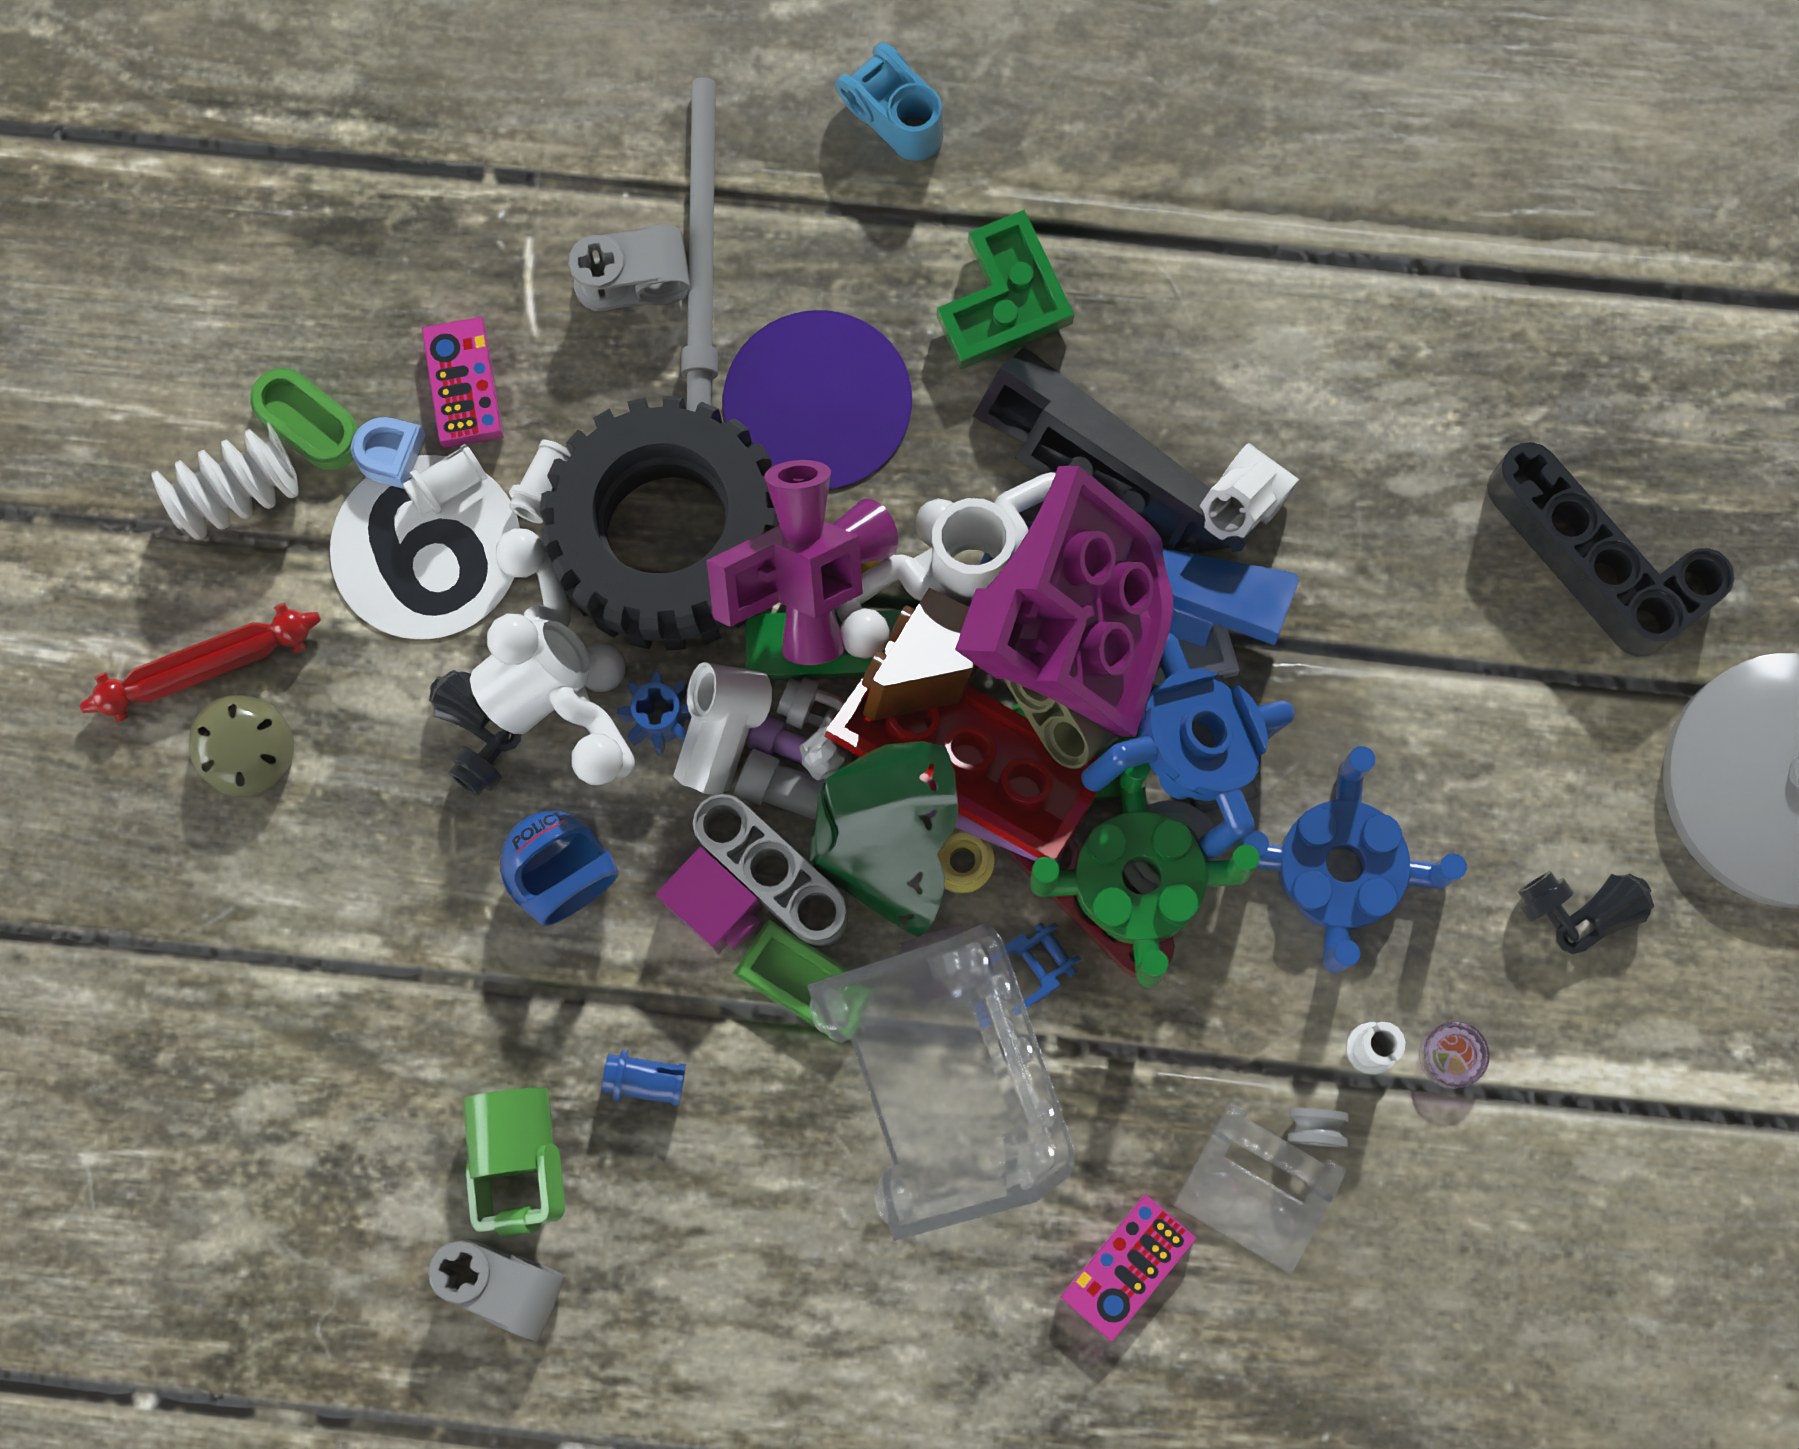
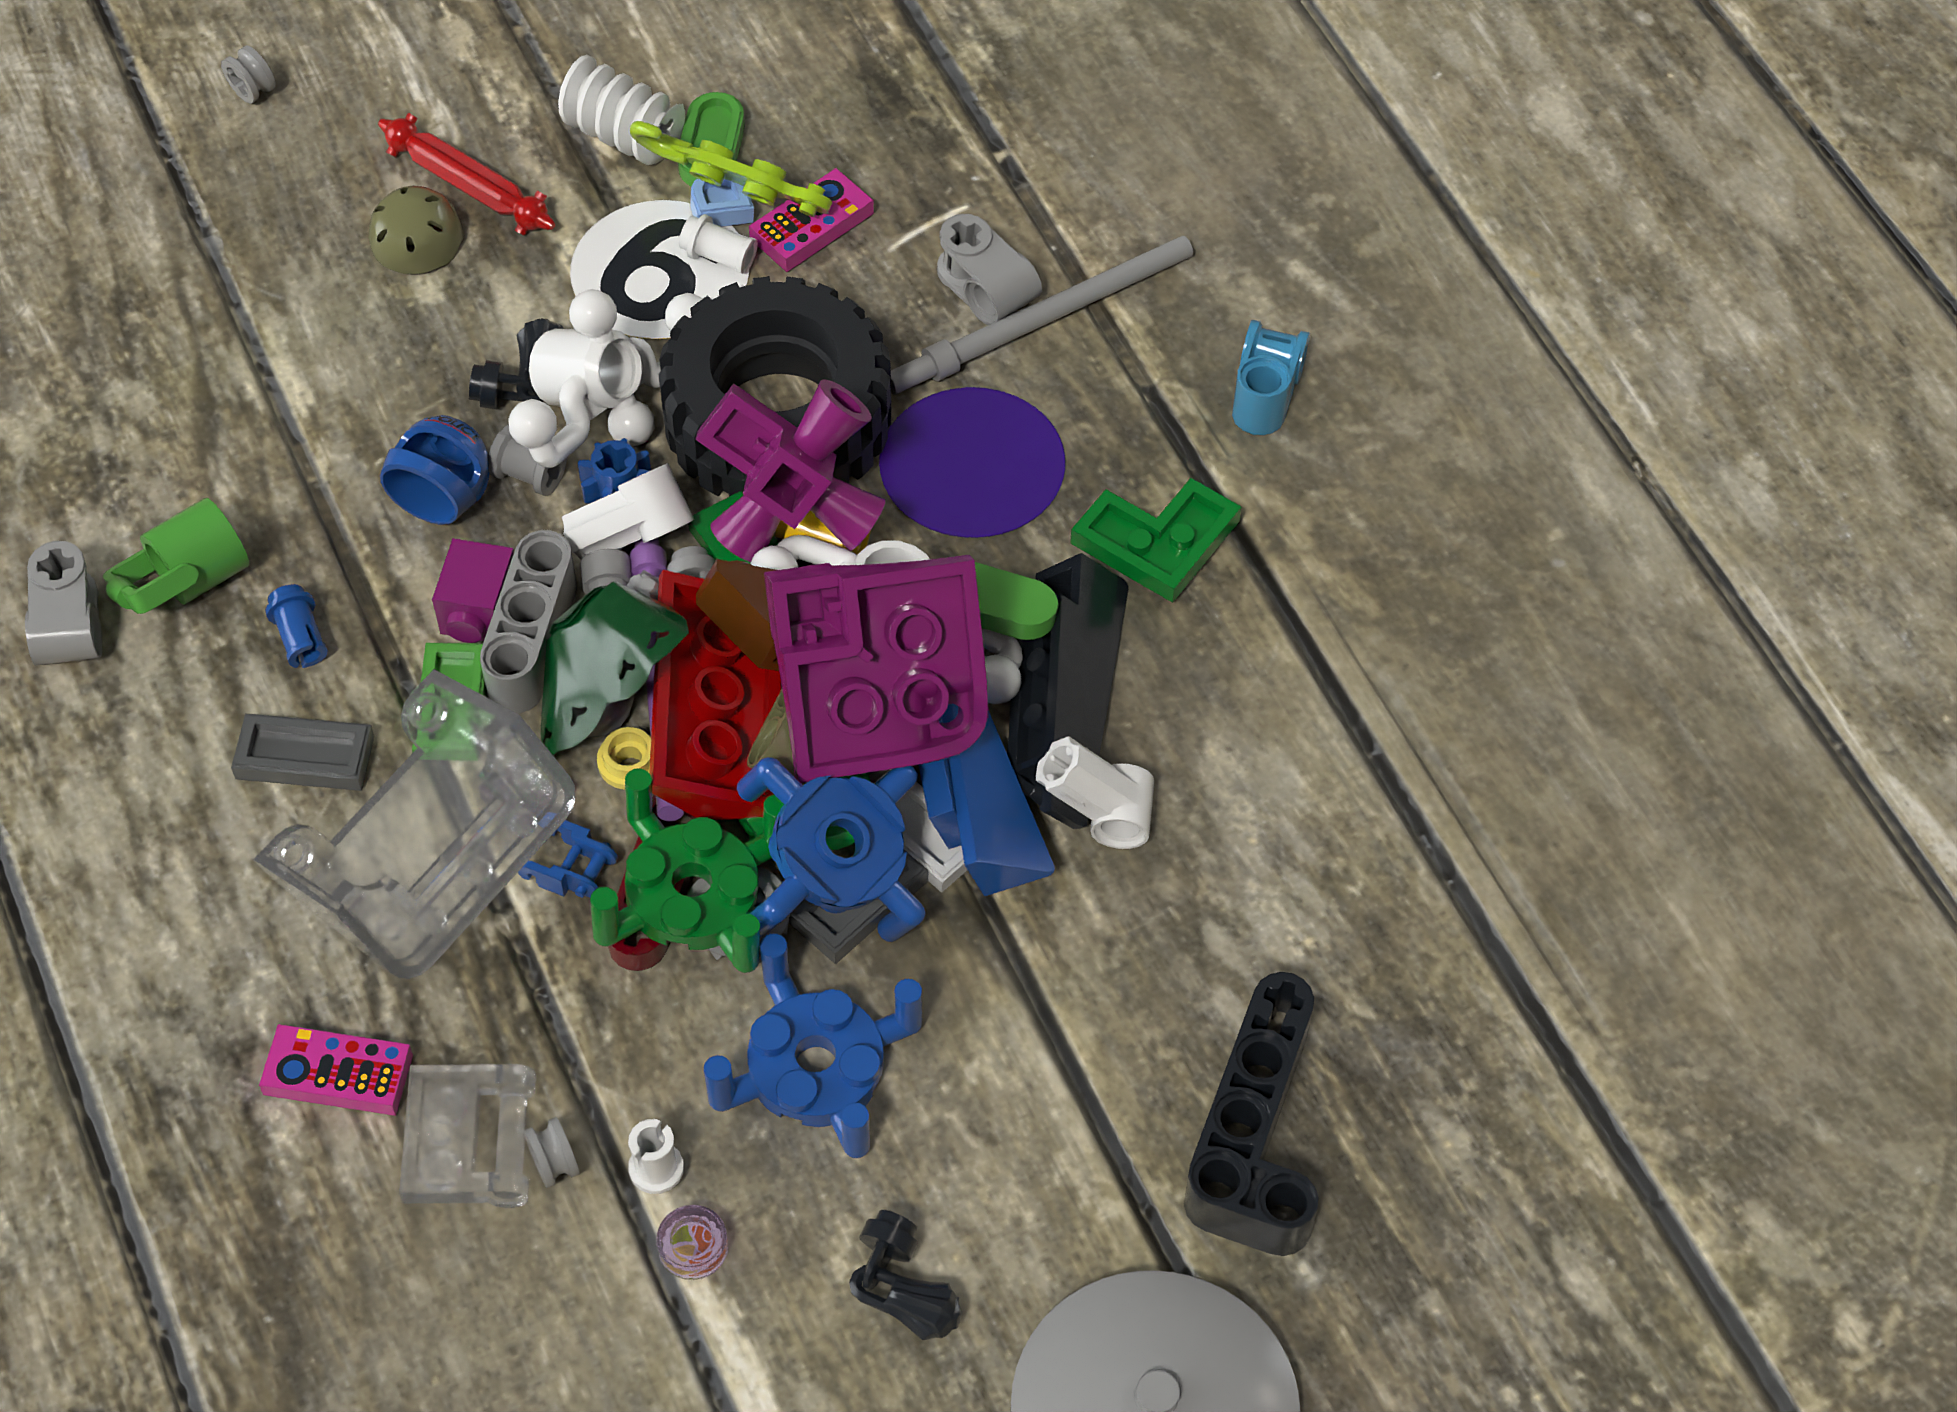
camera: 55 degrees right, 20 degrees down
(361, 433) = (714, 163): none -> lime piece
(578, 794) = (515, 460): none -> light grey bush
(779, 1139) = (303, 752): none -> dark grey tile
(1020, 463) = (1014, 603): none -> bright green tile

